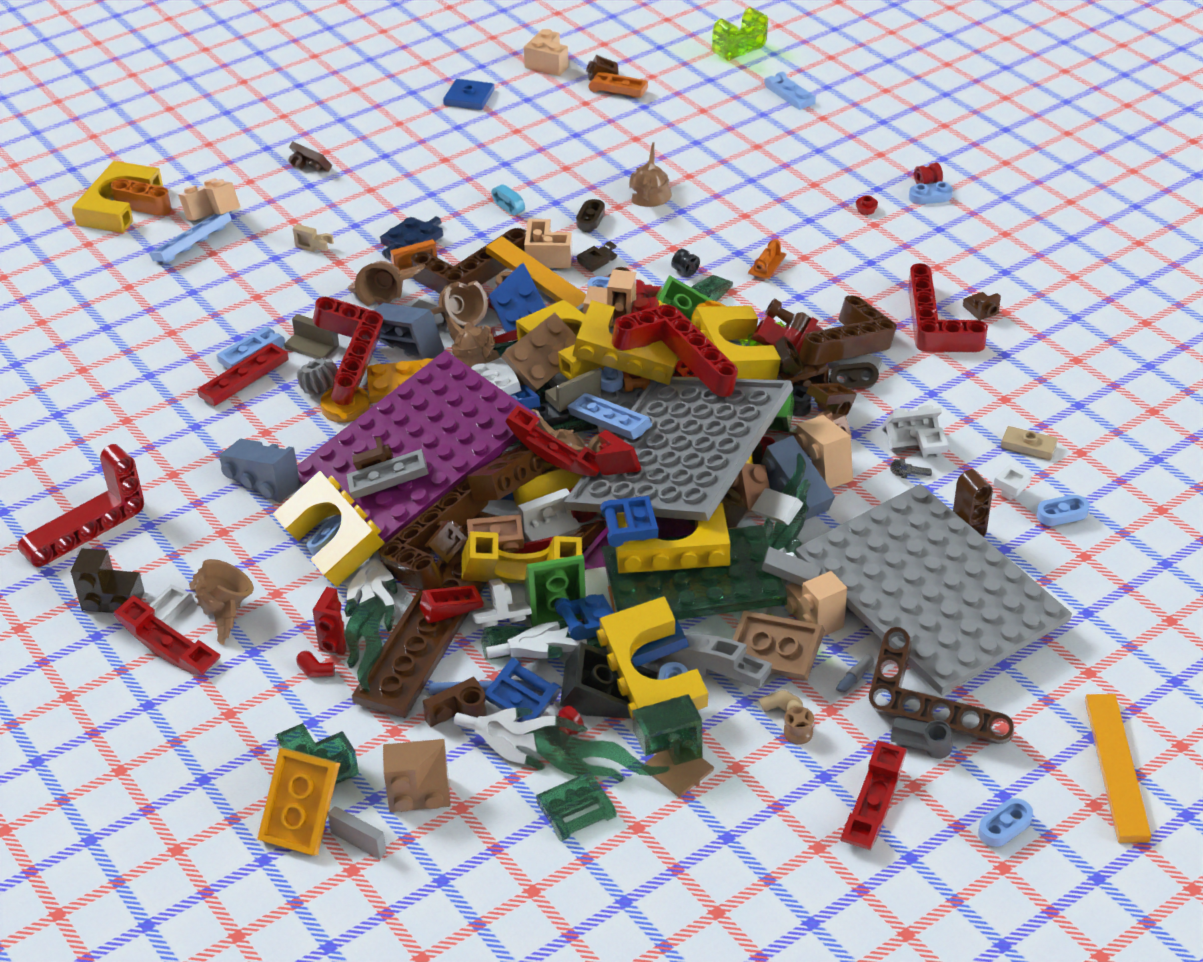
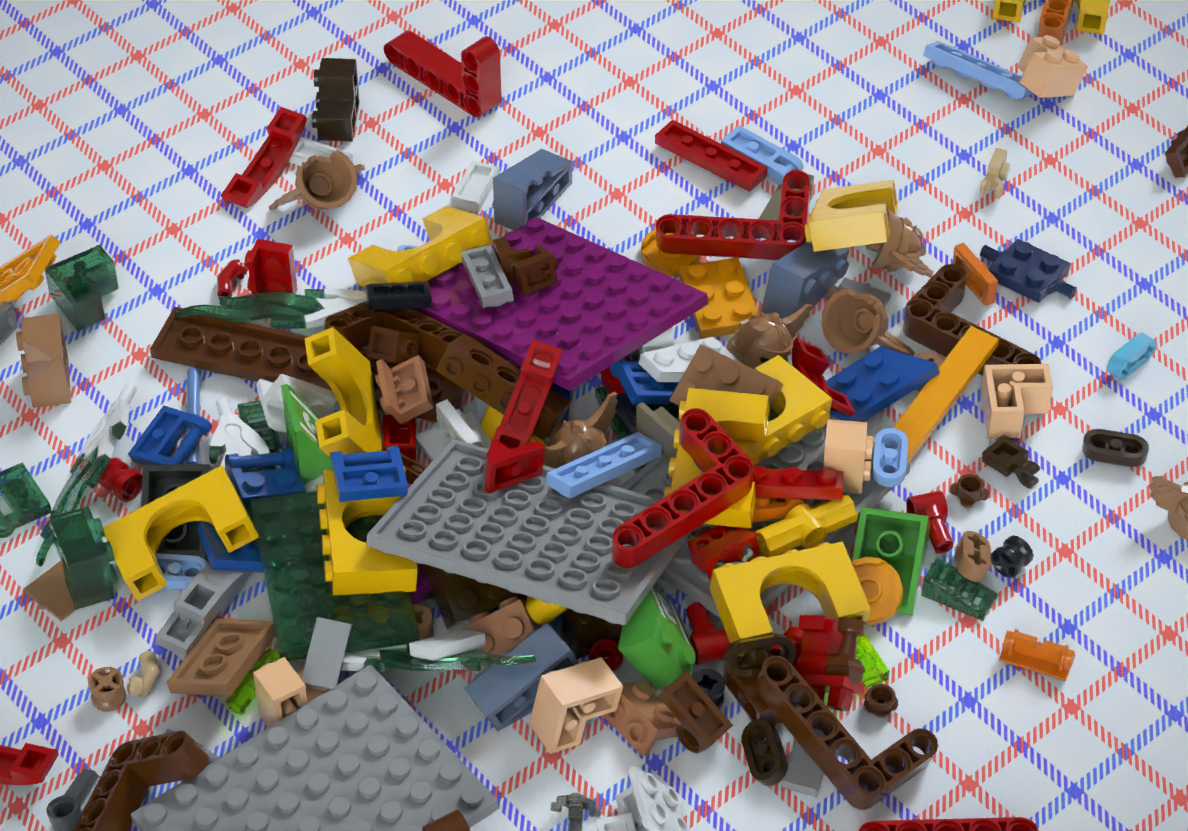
camera: 85 degrees right, 5 degrees up
(234, 510) = (474, 186): none -> white tile
(317, 375) = (703, 205): light grey gear -> none
(382, 290) = (852, 216): none -> yellow arch
(391, 435) = (536, 271): none -> reddish brown bracket
(394, 530) = (398, 296): none -> black plate
(441, 603) = (294, 345): red slope -> none
(461, 698) = (158, 389): reddish brown plate -> none
(689, 275) = (973, 556): none -> medium nougat beam

